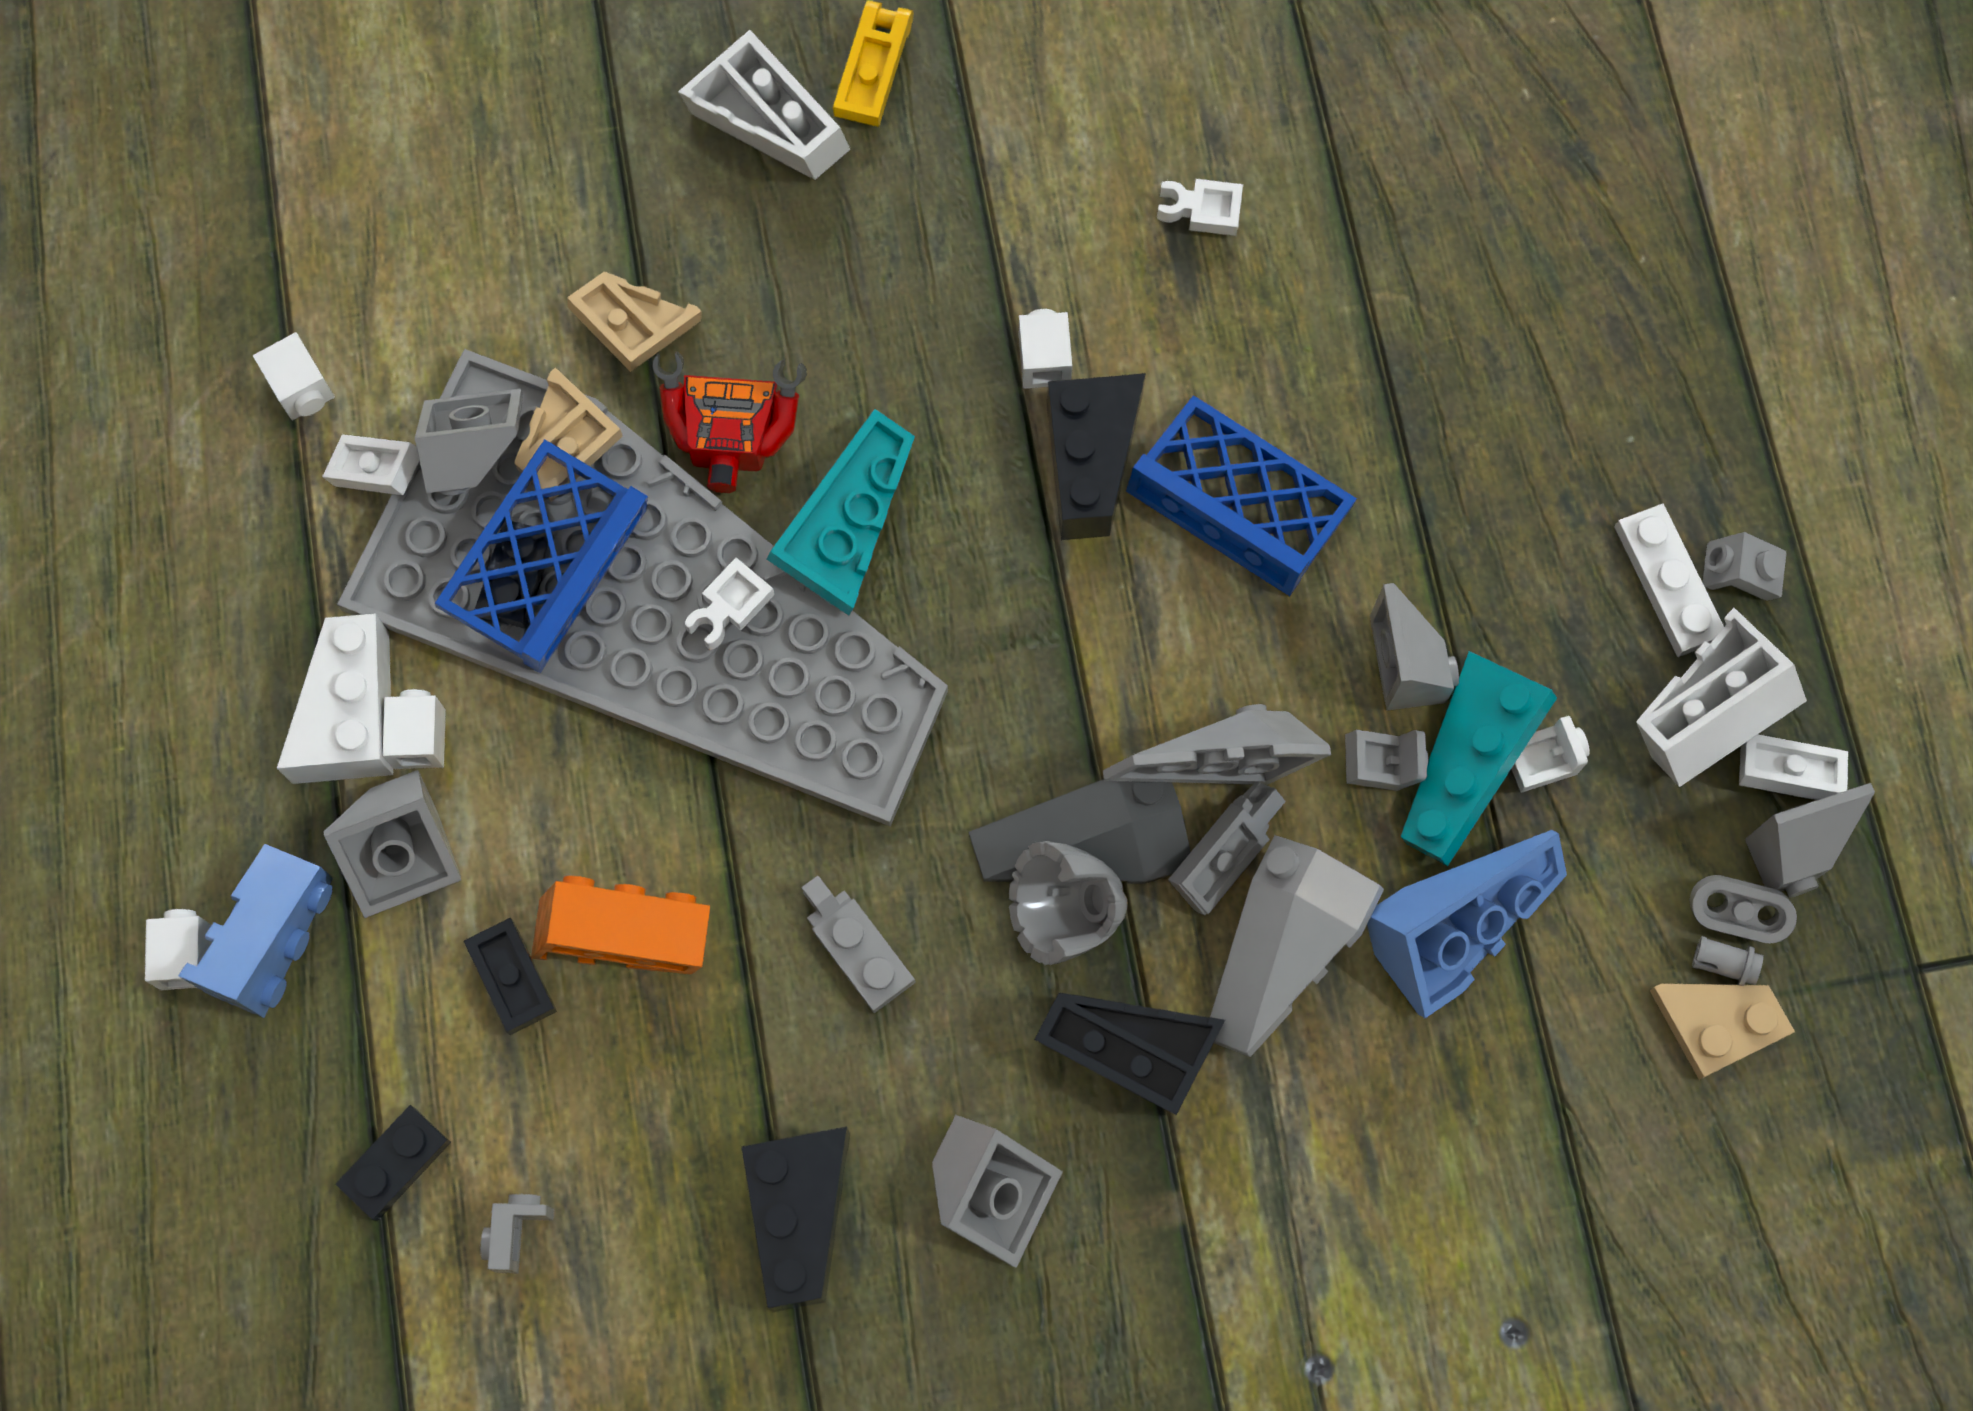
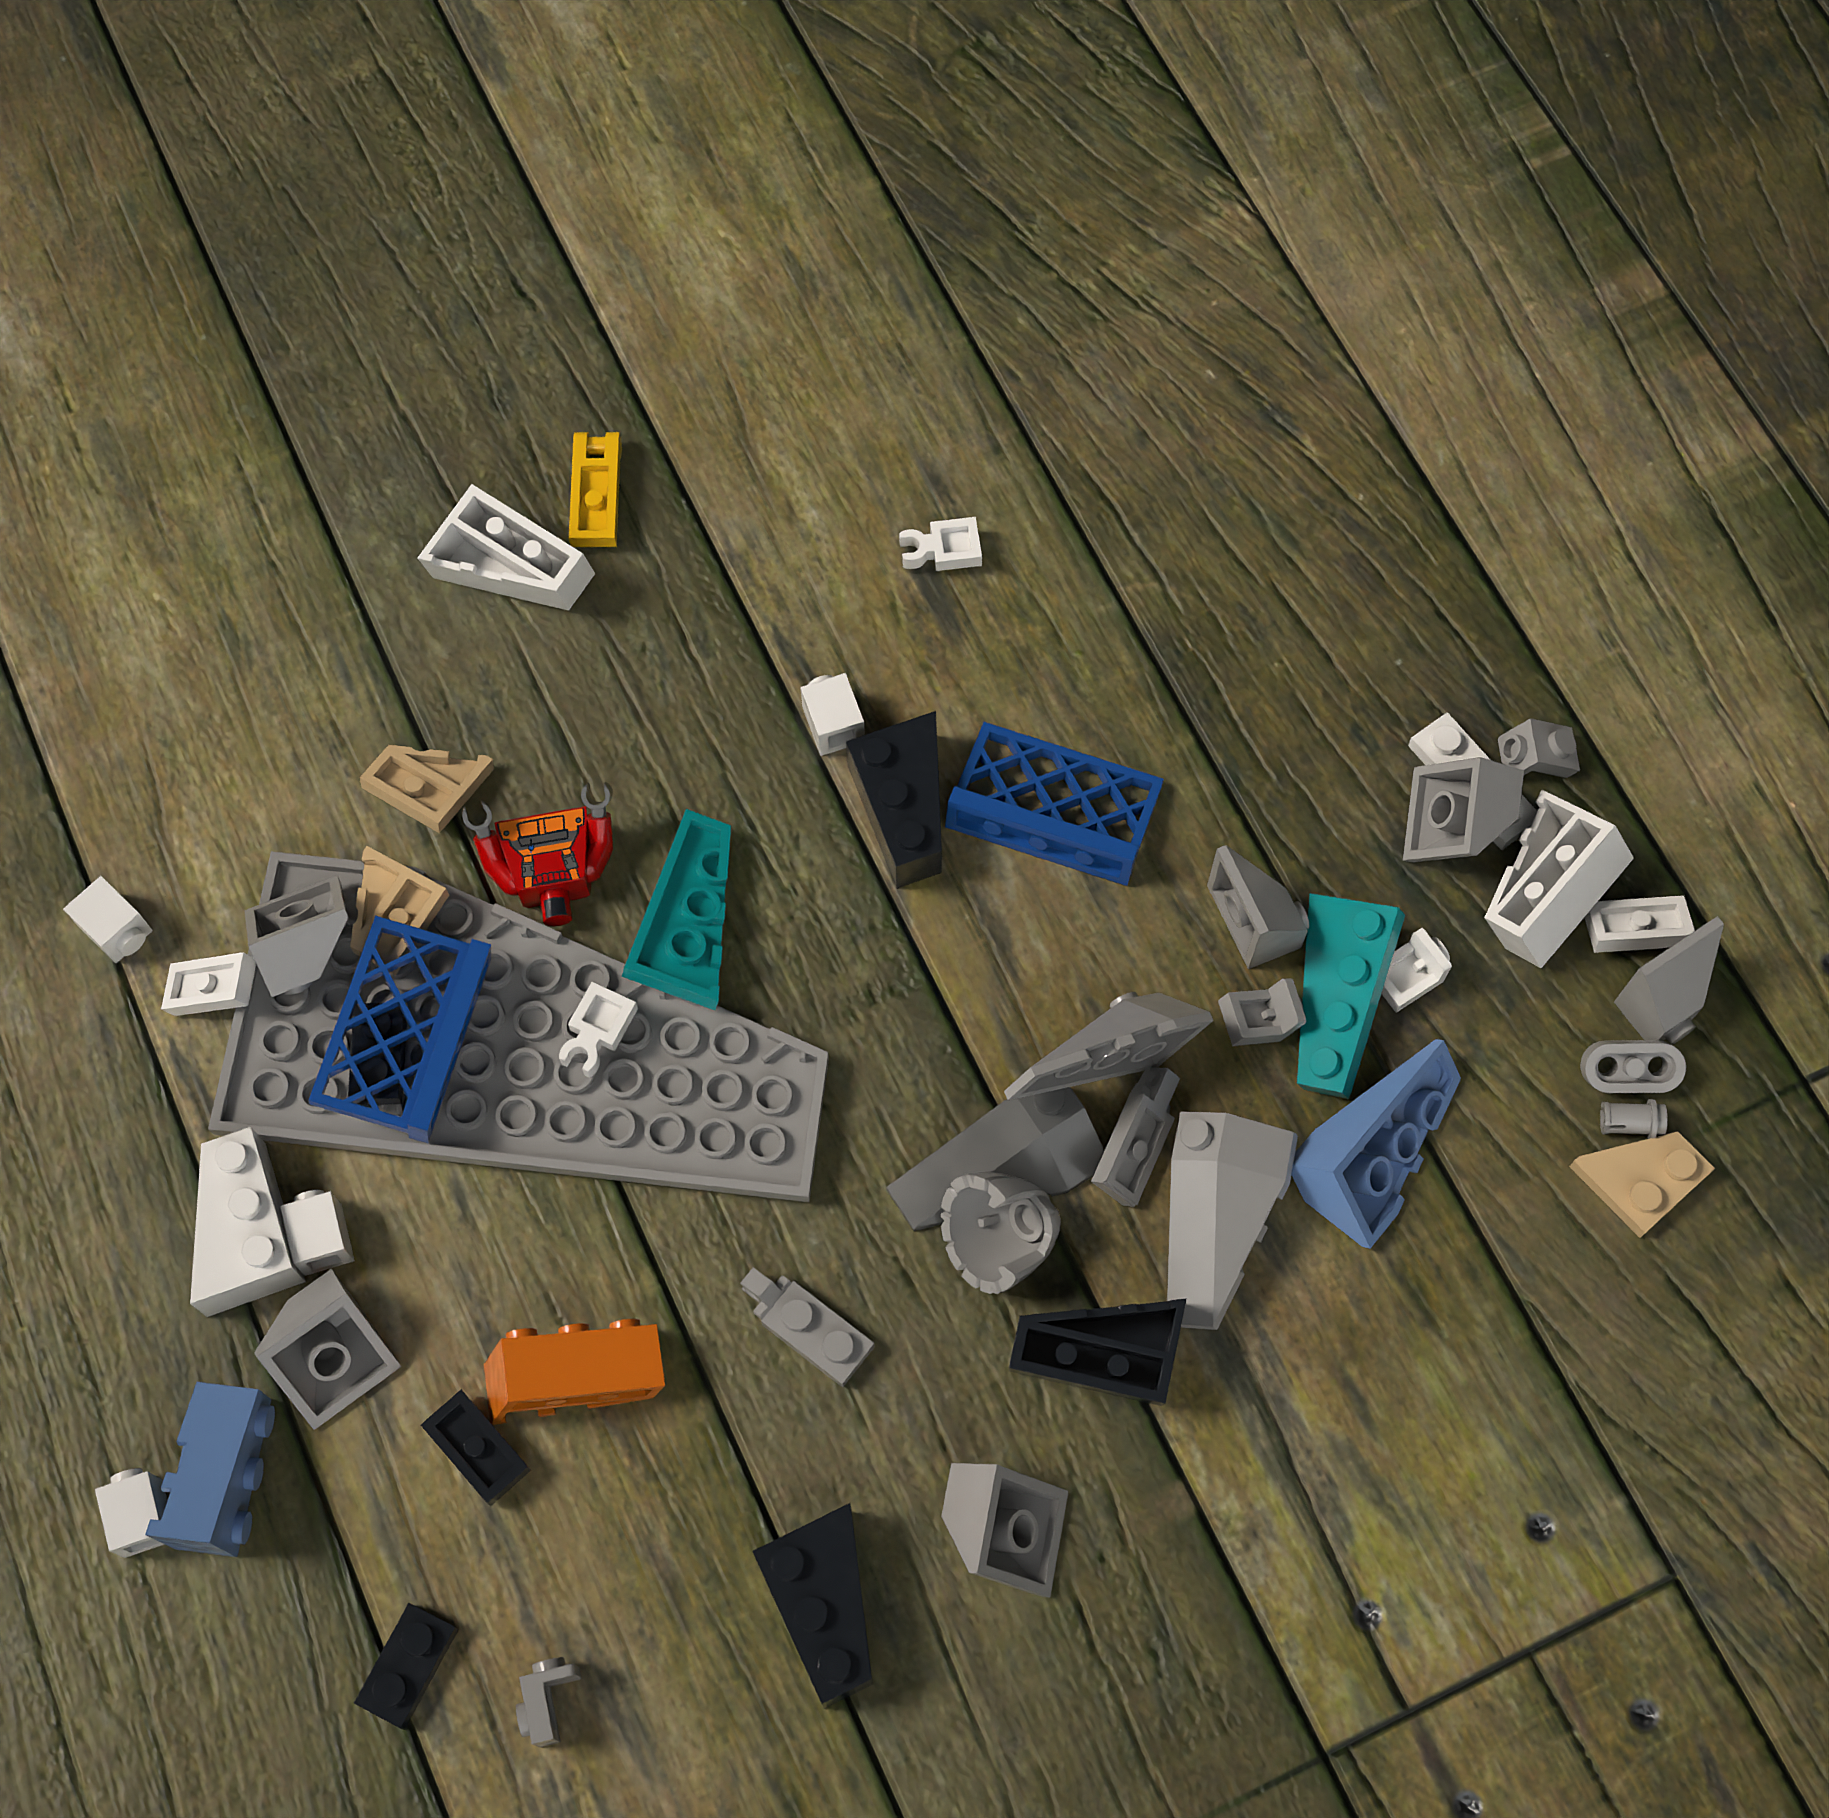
camera: 15 degrees left, 5 degrees down
(1645, 605) = (1460, 808): none -> light grey slope

